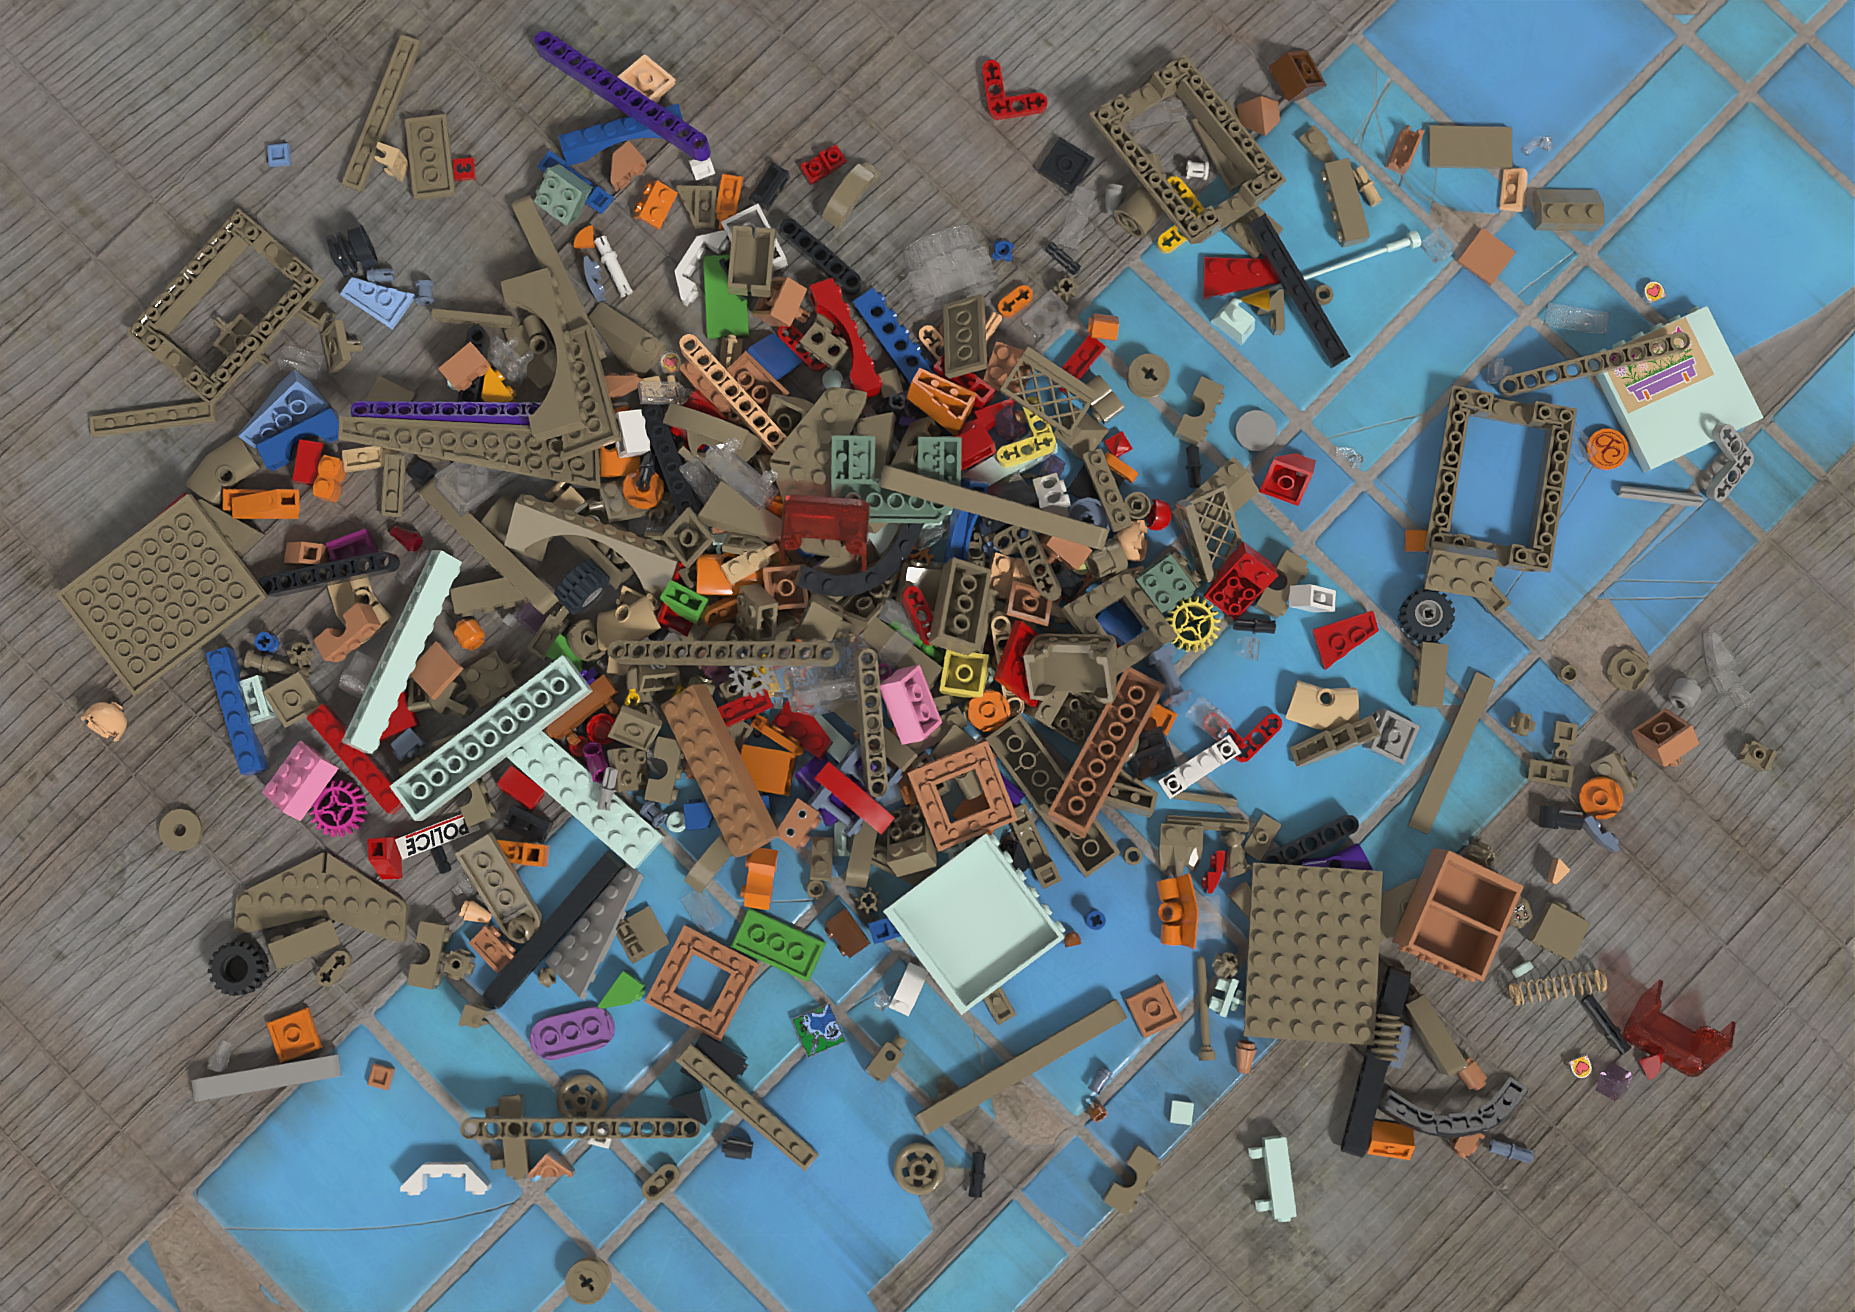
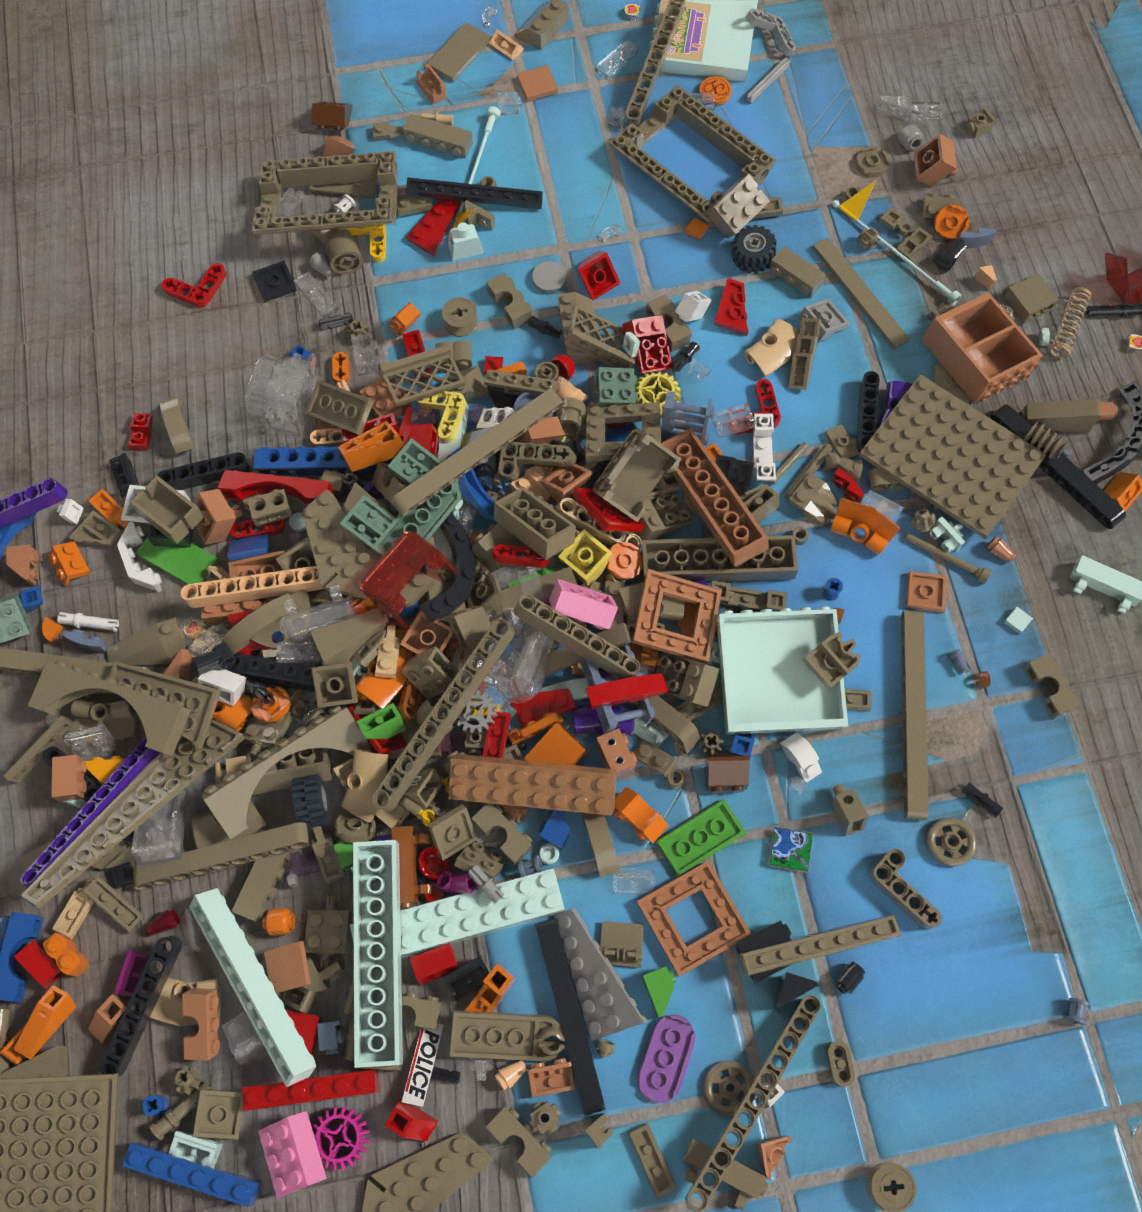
camera: 55 degrees left, 15 degrees down
(484, 1072) = (652, 1161): none -> dark tan tile
(648, 414) = (218, 657): none -> black piece
(844, 1155) = (907, 891): none -> dark tan beam
(1010, 964) = (832, 660): none -> dark tan plate
(1224, 566) = (631, 344): none -> light aqua tile
(1550, 686) = (853, 208): none -> piece

